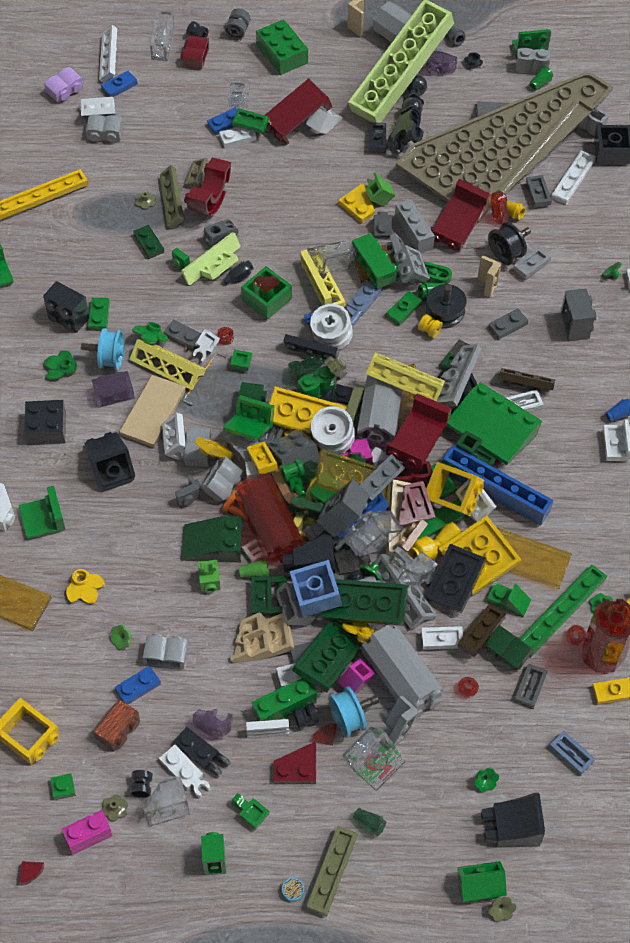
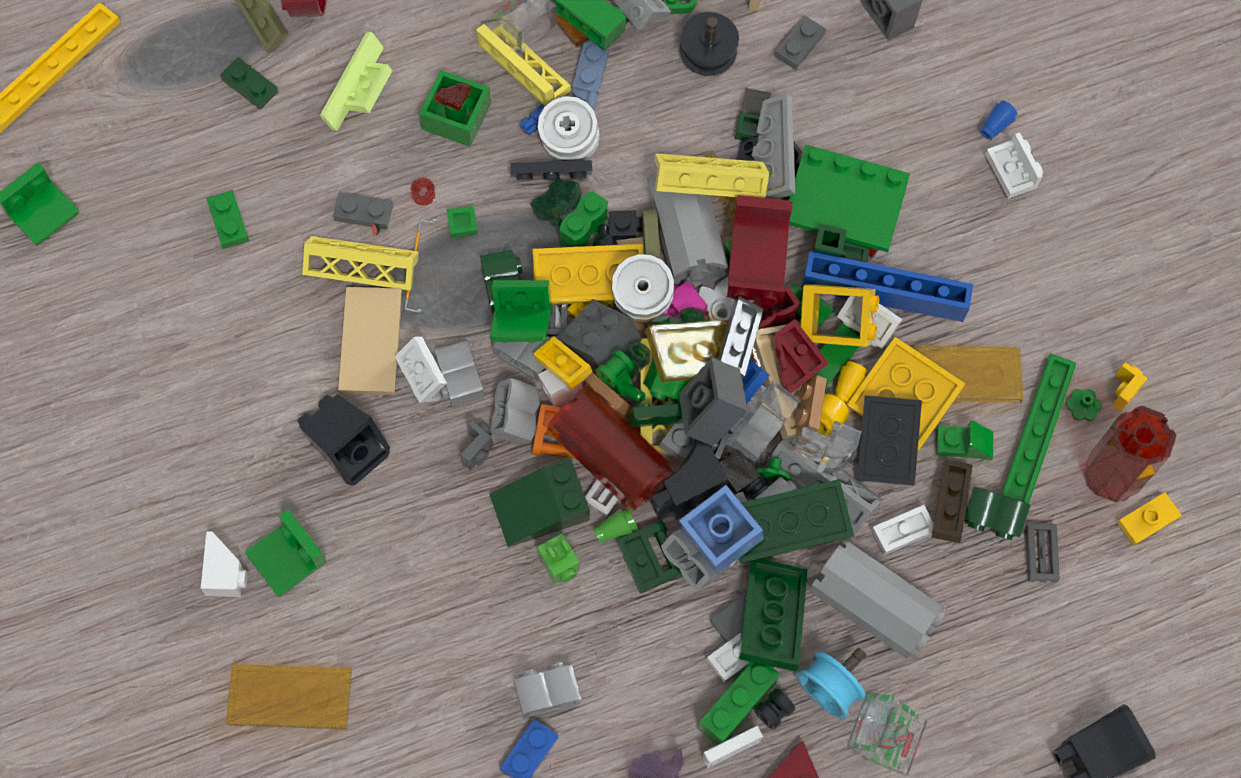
camera: 25 degrees left, 10 degrees up
(45, 422) = (226, 414): black brick -> none
(60, 365) = (203, 318): green plate -> none
(66, 307) = (179, 227): black brick -> none
(84, 589) = (395, 641): yellow plate -> none
(109, 349) = (270, 271): medium azure wheel -> none
(113, 389) = (300, 328): clear purple brick -> none
(120, 636) = (476, 692): bright green plant -> none
(145, 200) = (215, 20): olive plant -> none
(150, 333) = (317, 225): green plate -> none
(180, 259) = (309, 97): green plate -> none
(205, 344) = (402, 213): plate -> none
(213, 448) = (488, 372): yellow plate -> none
(218, 231) = (346, 38): dark grey leg -> none
(239, 272) = (400, 88): black plant -> none
(262, 638) = (669, 620): tan slope -> none
(325, 734) = (809, 723): clear red tile -> none
(336, 366) = (603, 189): olive plate -> none
(356, 676) = (820, 629): dark pink brick -> none
(361, 629) = (805, 563): yellow plate -> none
(401, 719) = (904, 667): light grey panel -> none
(403, 308) = (651, 66): green plate -> none
(425, 287) = (671, 28): green cone -> none
(430, 326) = (699, 82): yellow wheel -> none
(465, 691) = (961, 593): clear red plate -> none
(486, 779) = (1041, 705): green plant -> none
(526, 380) = (860, 117): dark brown plate -> none
(528, 405) = (868, 139): white tile -> none
(570, 637) = (1065, 466): clear red bush -> none
(580, 770) = (1126, 635): sand blue tile -> none

